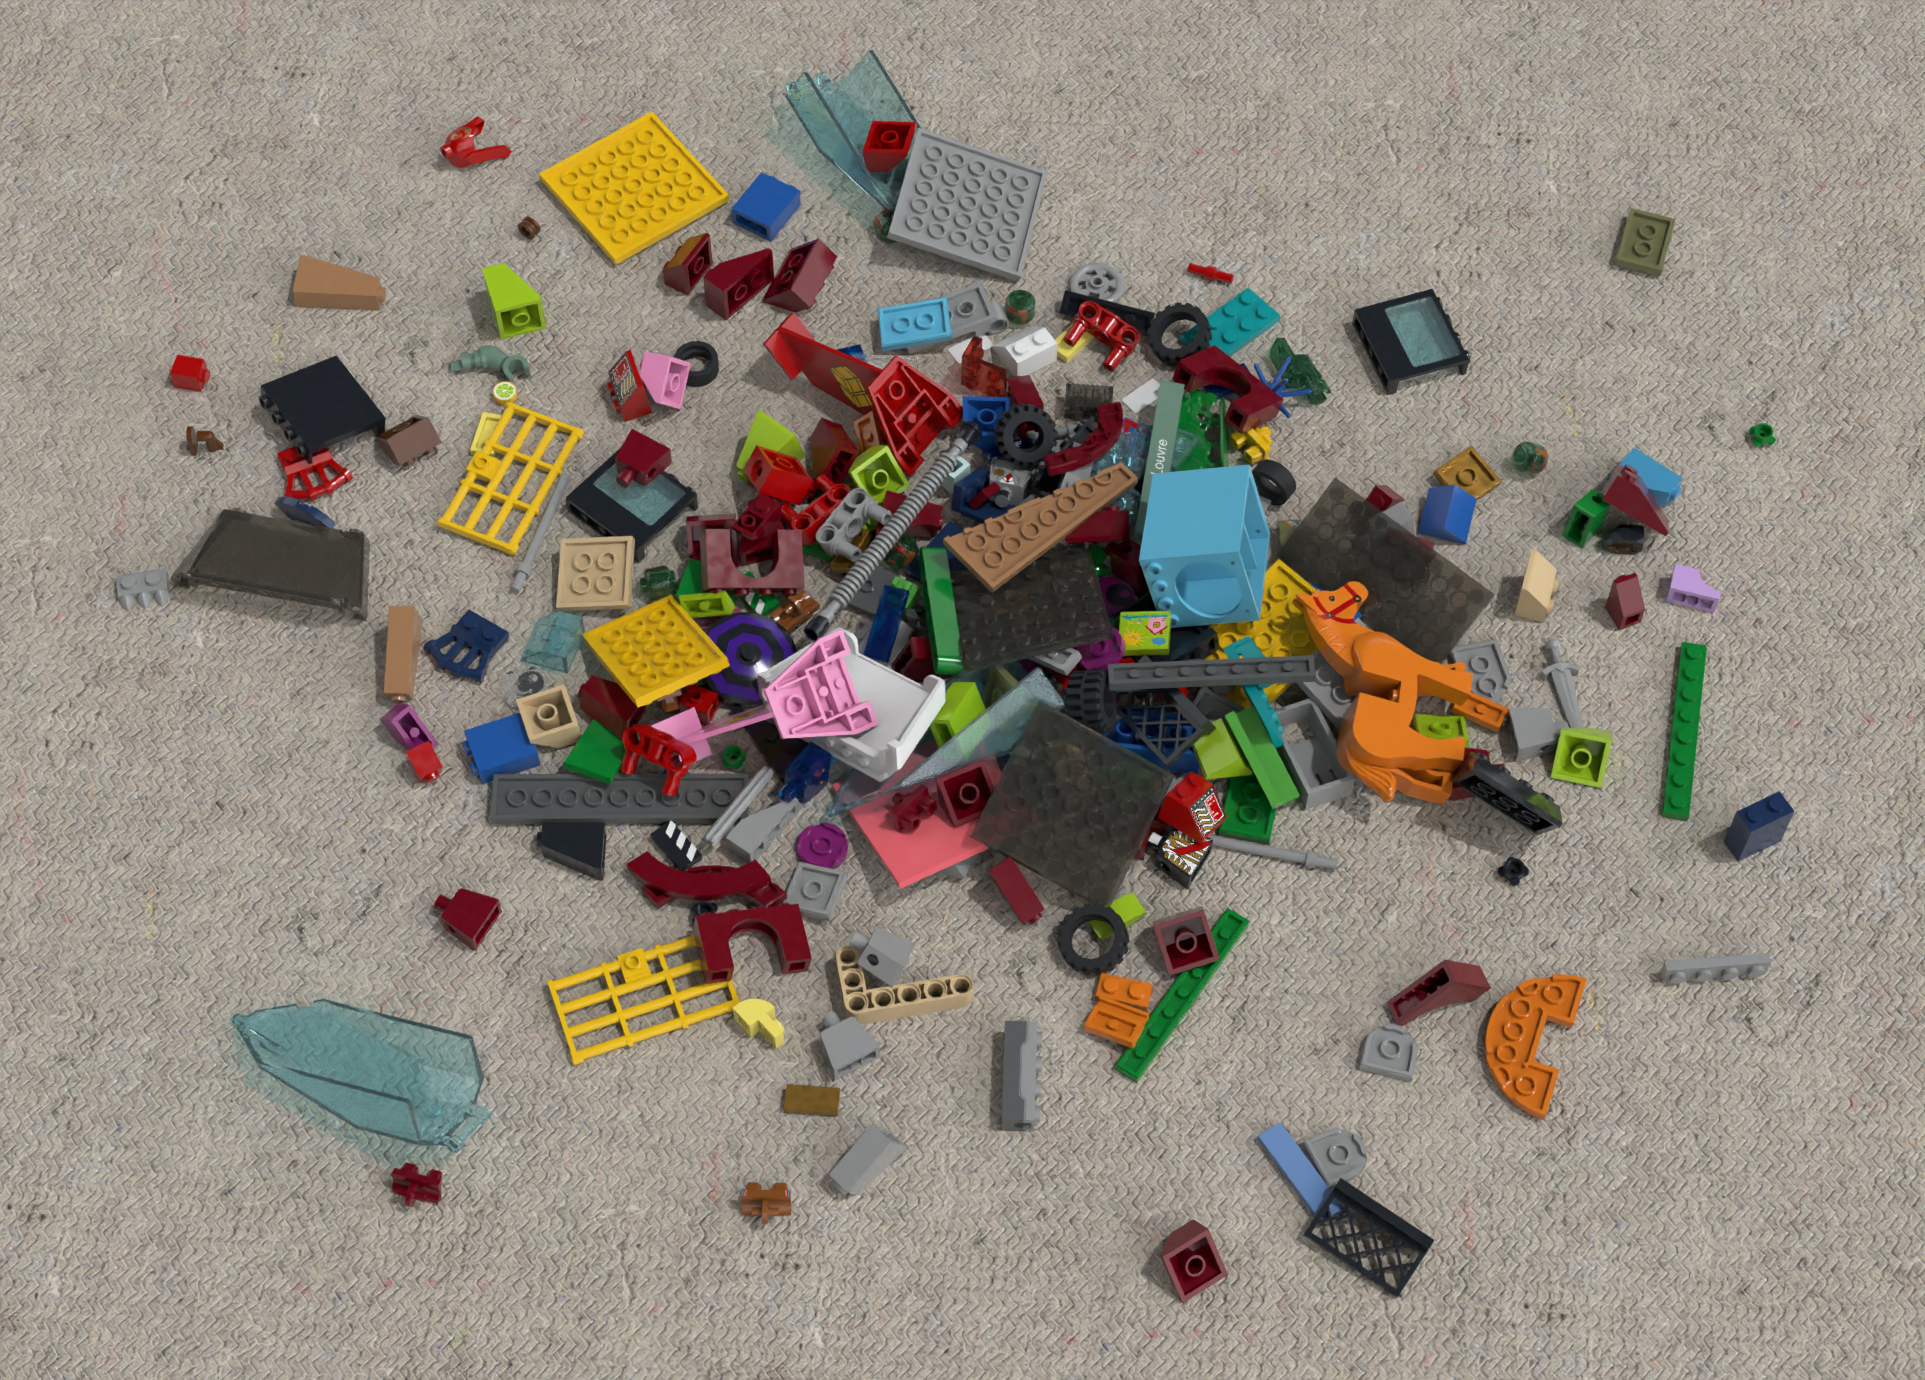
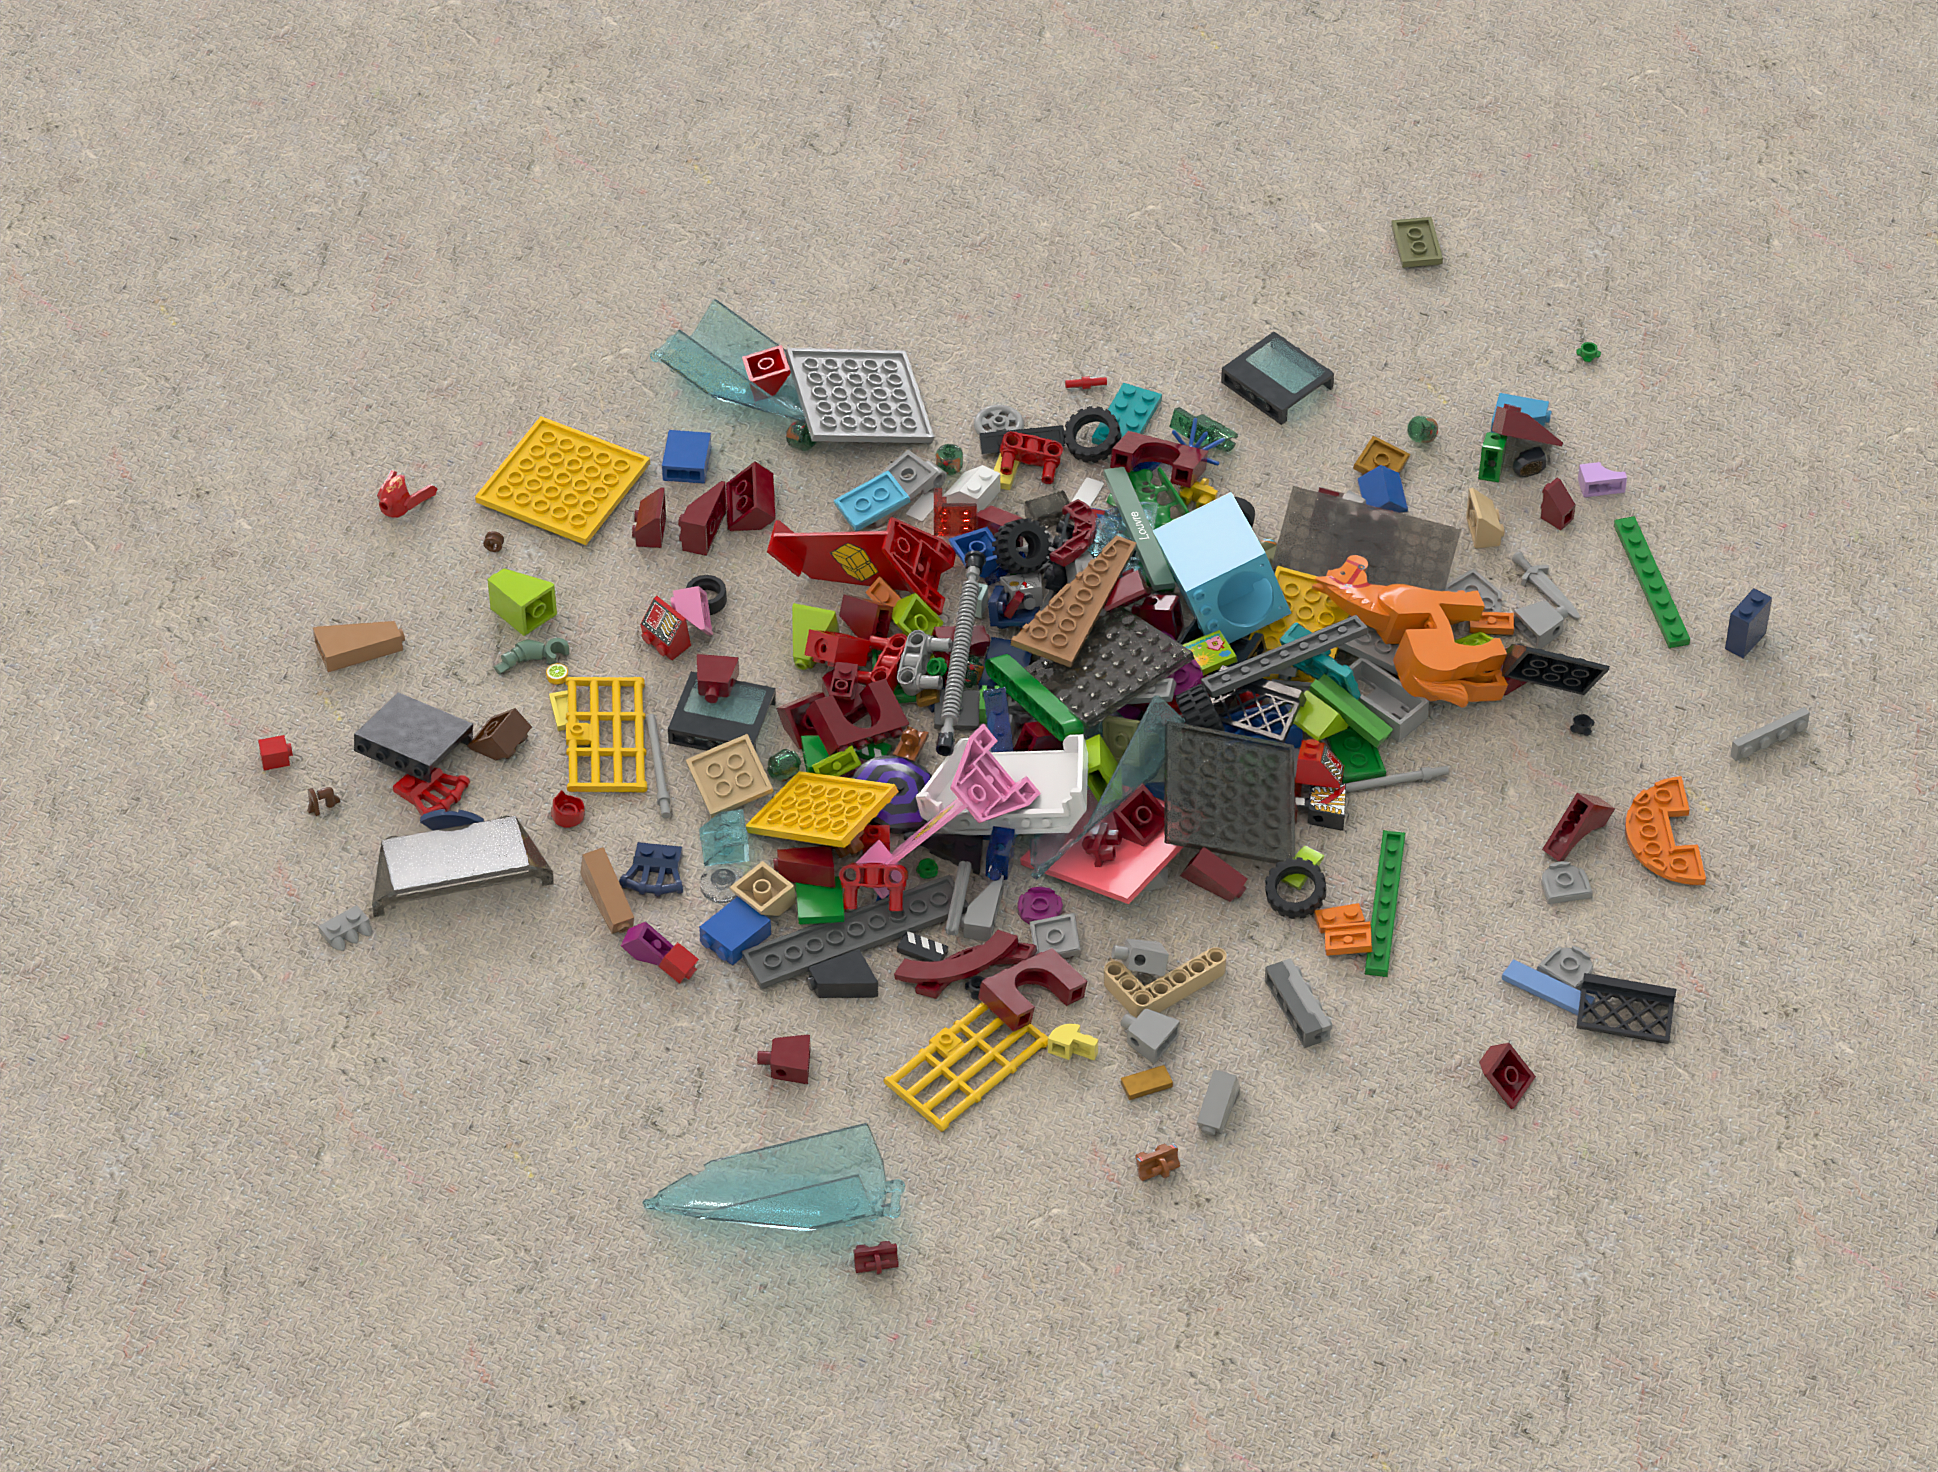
camera: 25 degrees left, 10 degrees down
(423, 546) = (567, 810): none -> red hair
(863, 536) = (937, 667): none -> green plate
(1185, 940) = (1367, 861): slope -> none
(1582, 755) = (1588, 625): lime slope -> none

